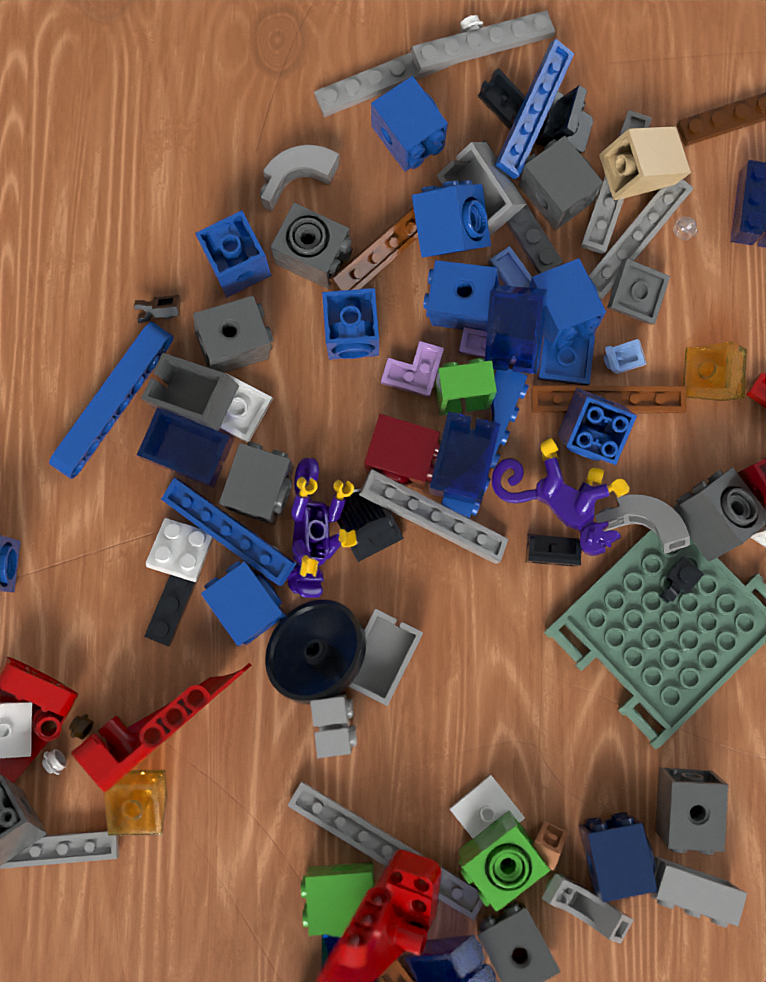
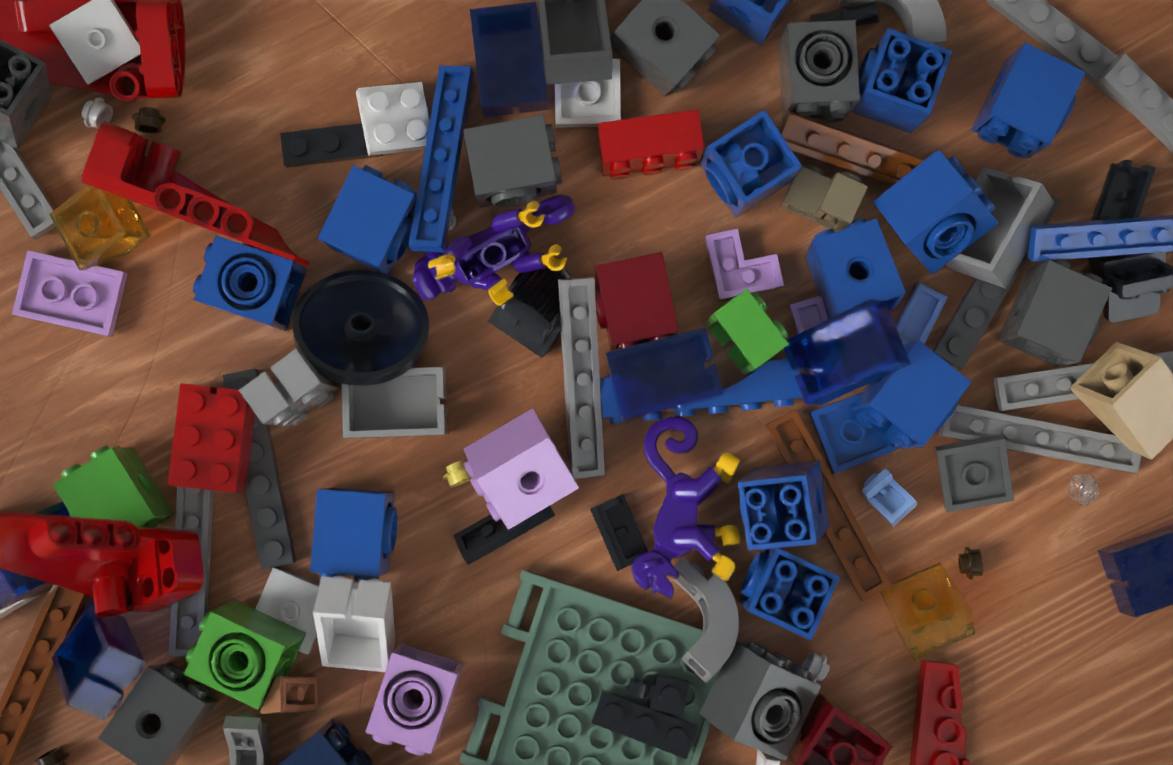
camera: 60 degrees right, 5 degrees up
(171, 857) = (63, 295): none -> lavender plate
(226, 725) = (231, 274): none -> blue brick
(288, 197) = (862, 14): none -> black pin
(298, 384) = (650, 144): none -> red piece
(337, 801) = (211, 439): none -> red piece
(350, 195) = (900, 80): none -> blue brick
(375, 782) = (265, 490): none -> dark grey plate
(403, 288) = (824, 200): none -> dark tan brick
(453, 640) = (457, 474): none -> light yellow plate
(458, 735) = (353, 533): none -> blue brick
(475, 593) = (518, 470): none -> lavender brick
(506, 628) = (489, 534): none -> black plate
(523, 768) = (354, 623): none -> white piece
(610, 766) = (405, 718): none -> lavender brick
(655, 455) = (787, 591): none -> blue brick
(696, 603) = (644, 724): none -> black plate
(697, 327) = (970, 563): none -> dark brown plate
(713, 465) = (817, 666): none -> white plate

